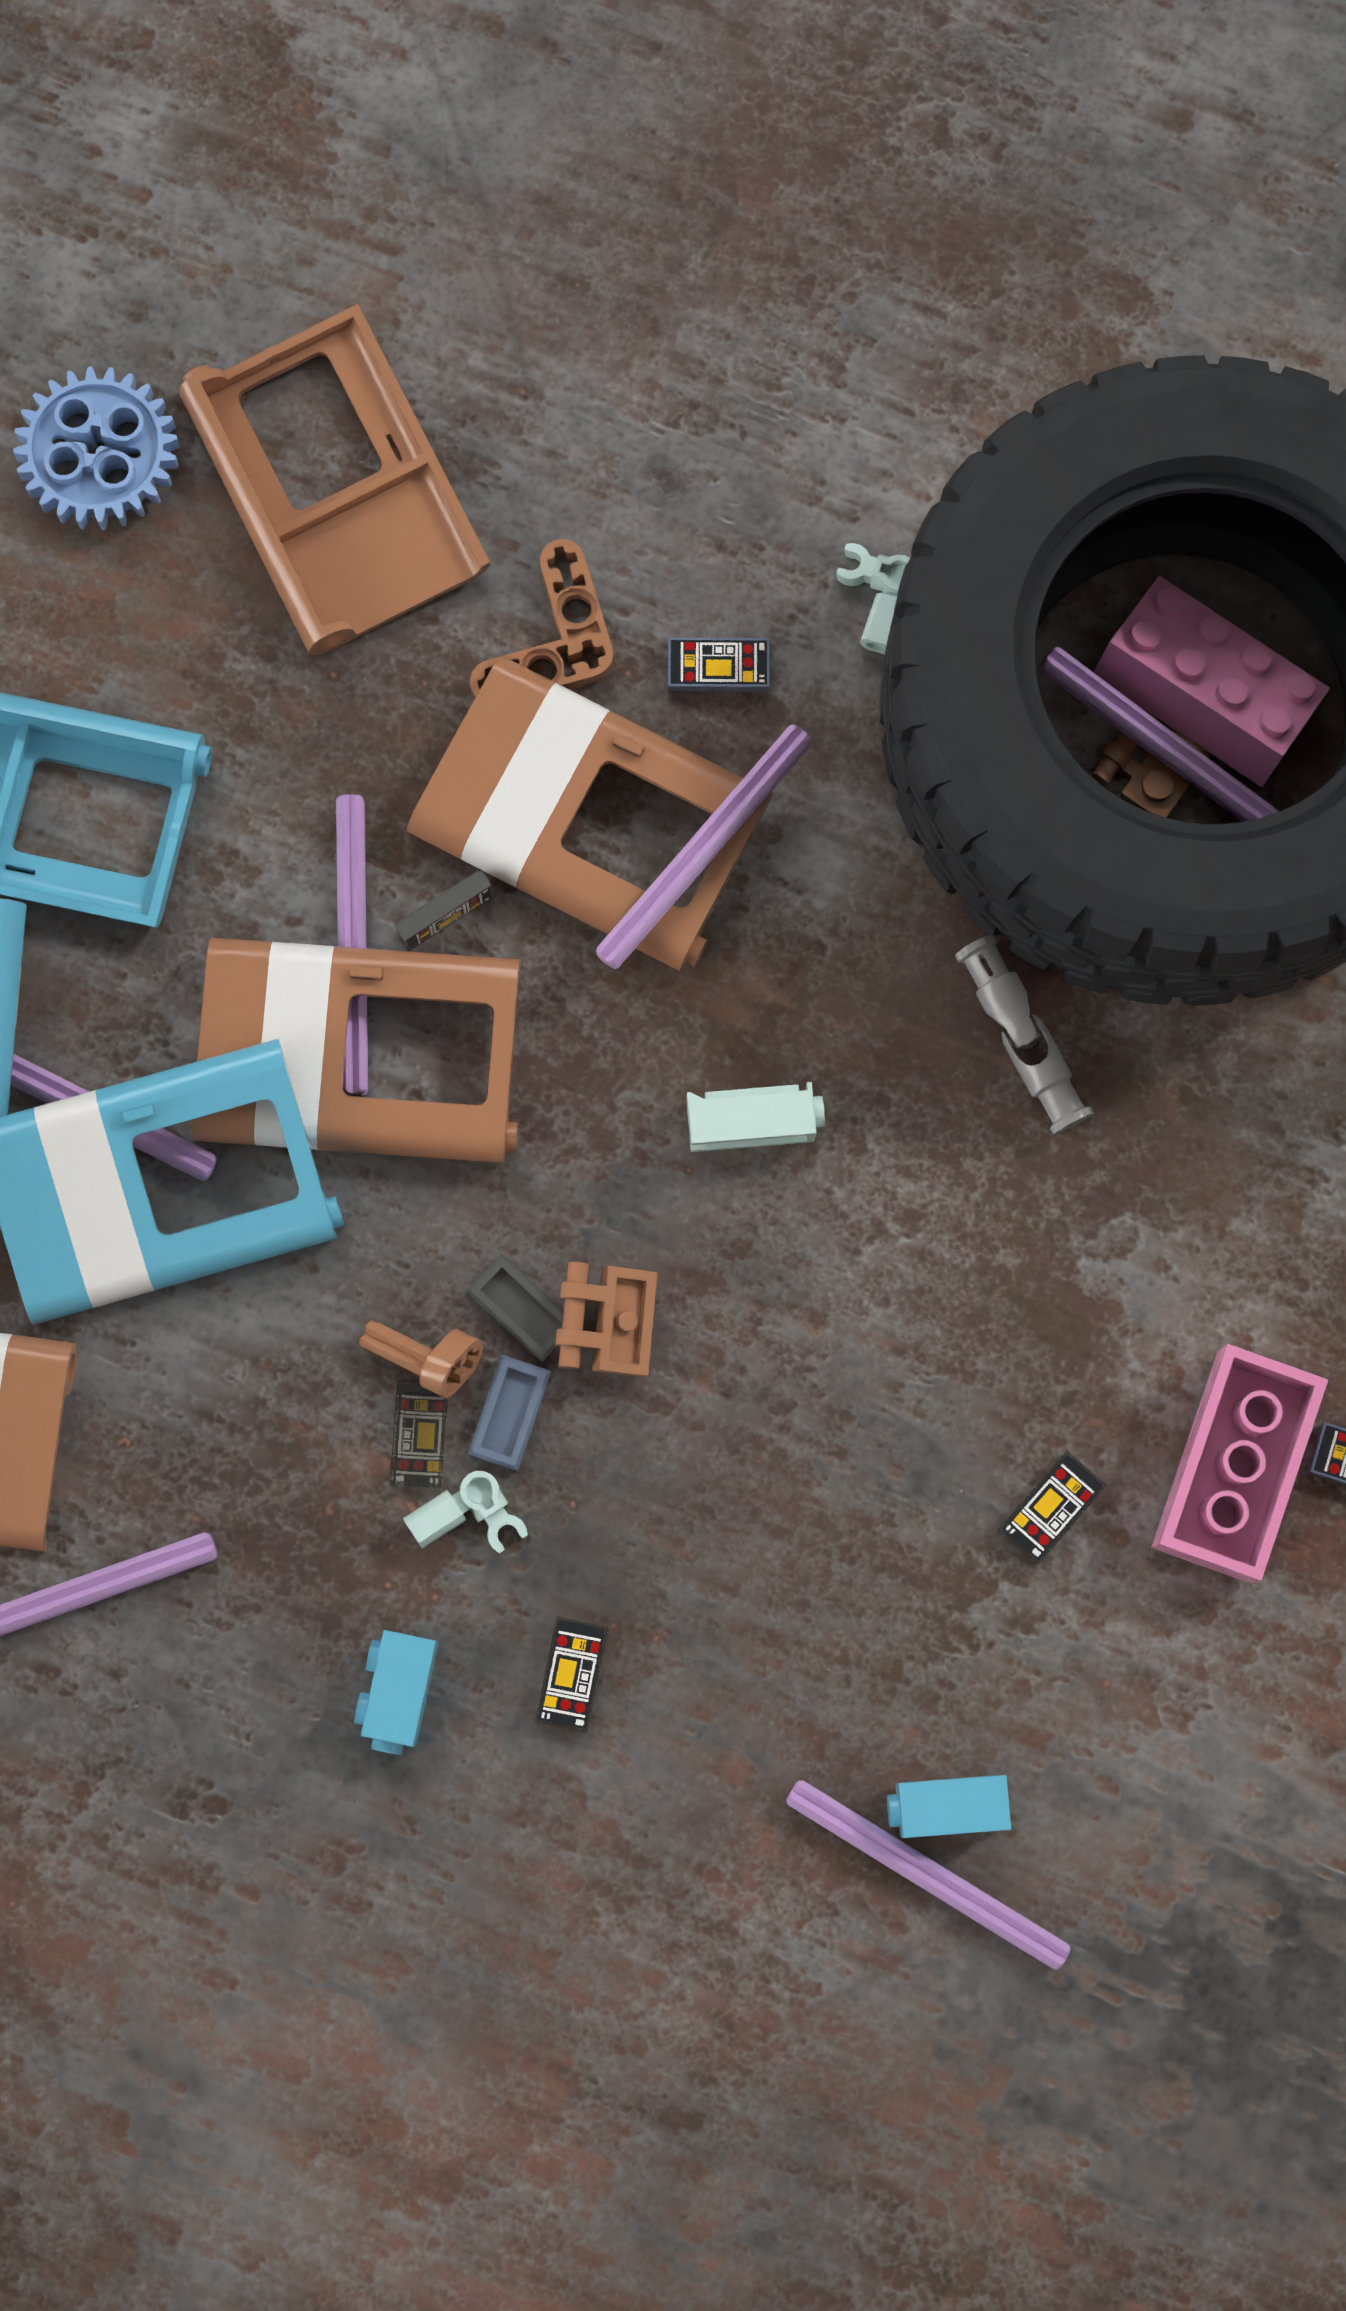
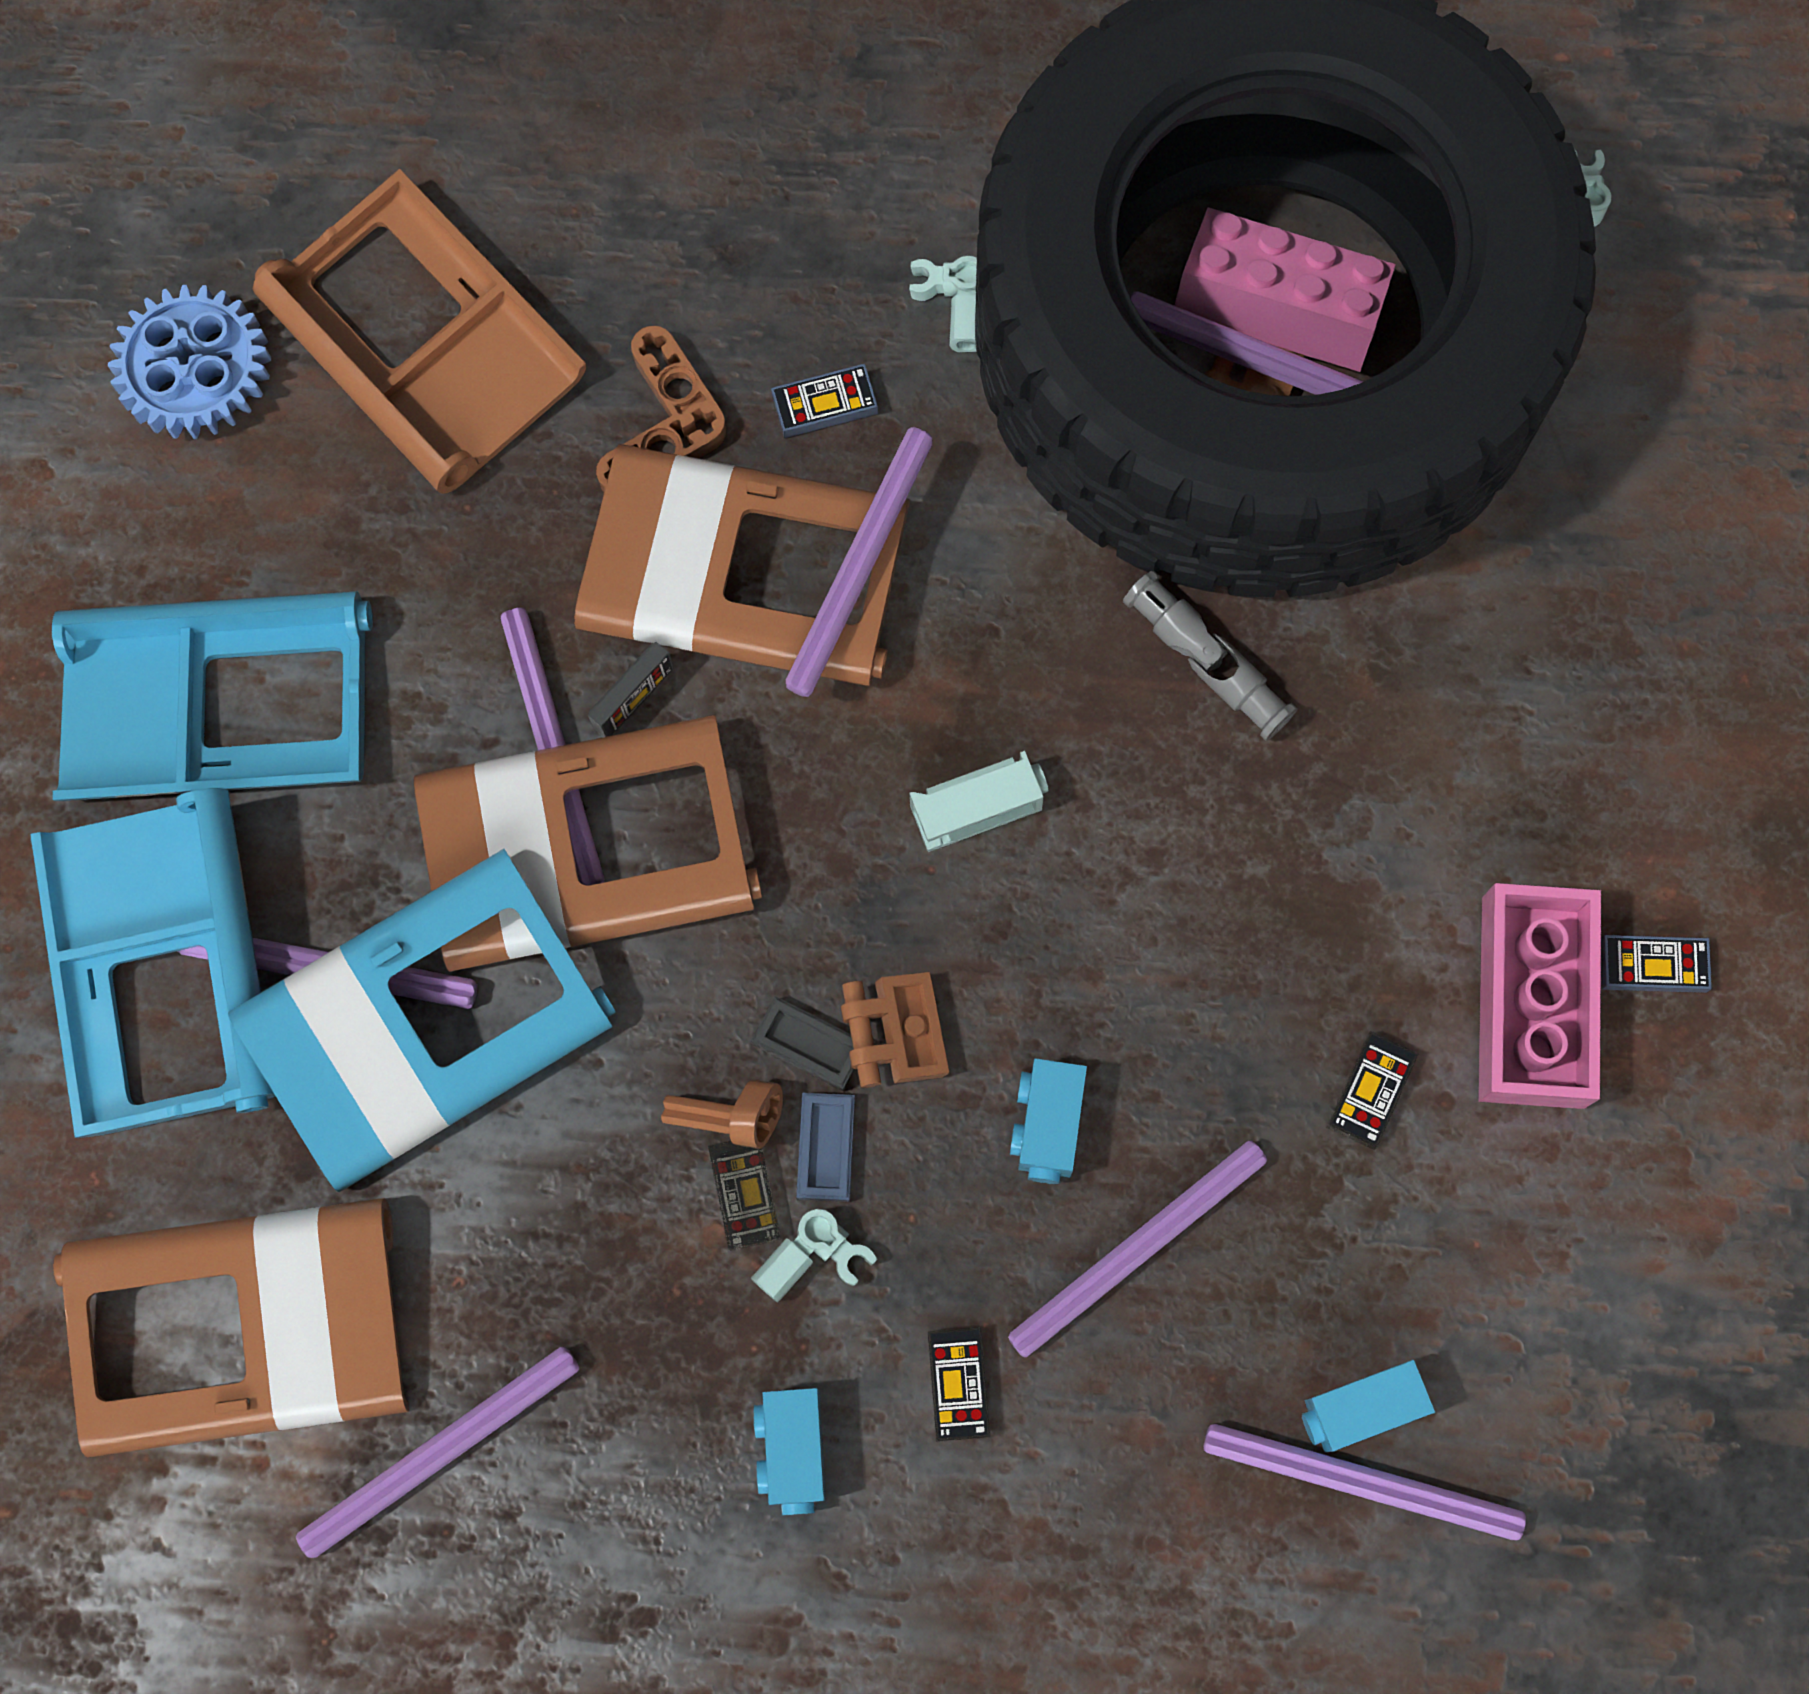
camera: 10 degrees left, 5 degrees down
(732, 1450) = (1051, 1120): none -> medium azure brick
(780, 1594) = (1137, 1249): none -> lavender axle

